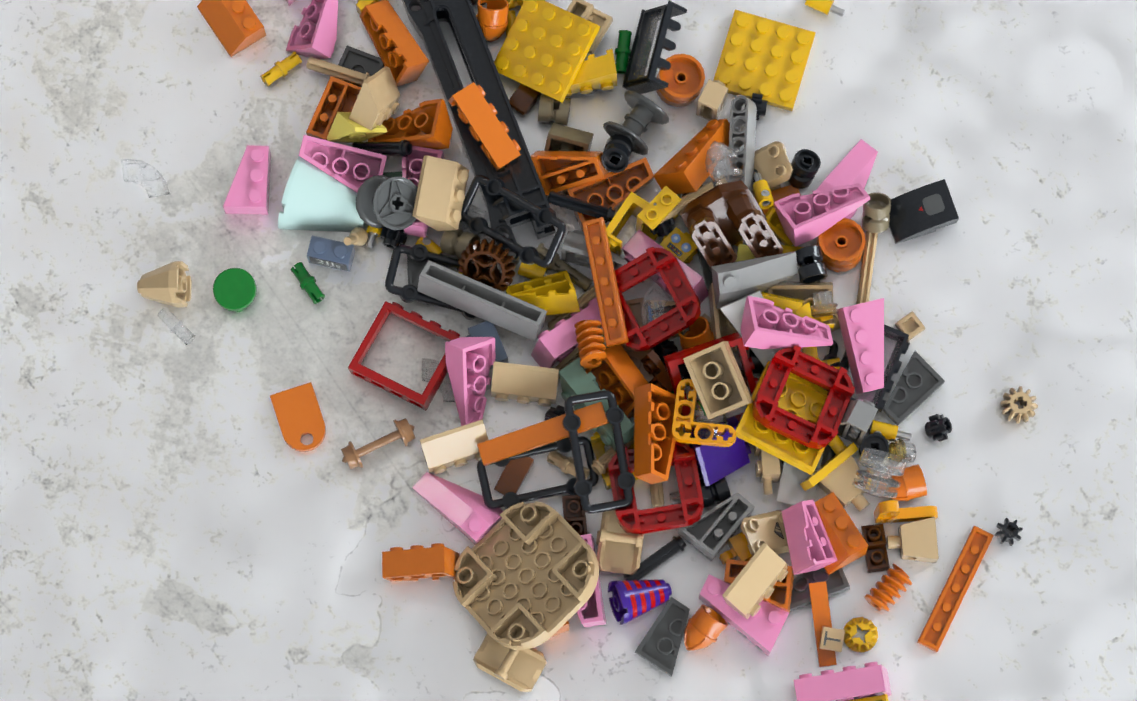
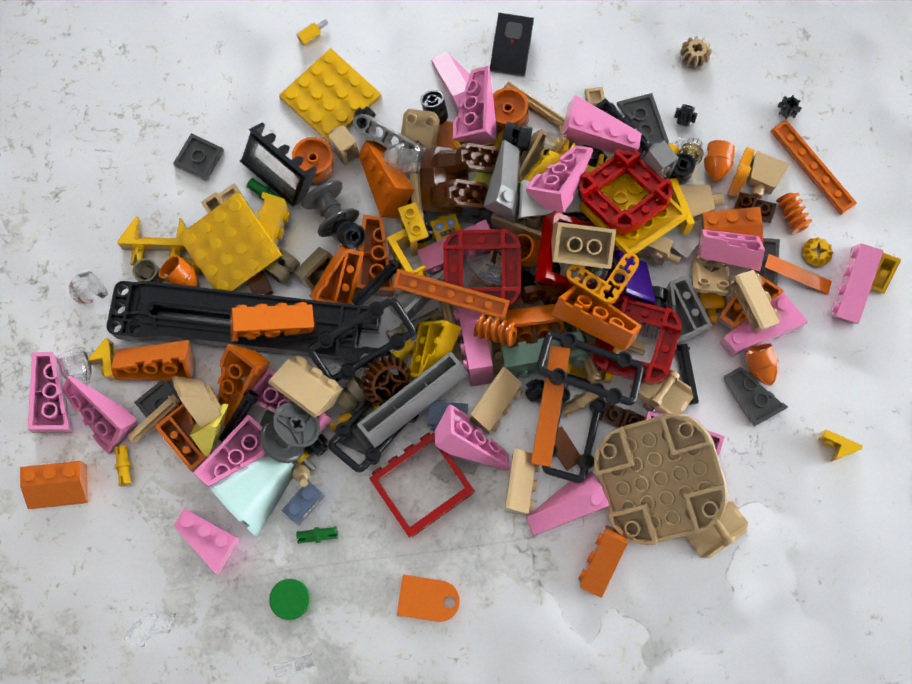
camera: 60 degrees left, 0 degrees up
(167, 284) = (255, 655): tan cone -> none
(403, 431) = (484, 571): medium nougat piece -> none
(636, 597) = (714, 405): dark purple cone -> none
(762, 192) = (441, 141): yellow piece -> none
(831, 639) = (814, 273): tan tile -> none
(876, 213) = (500, 74): dark tan wheel -> none
(878, 477) = (710, 167): clear wheel -> none

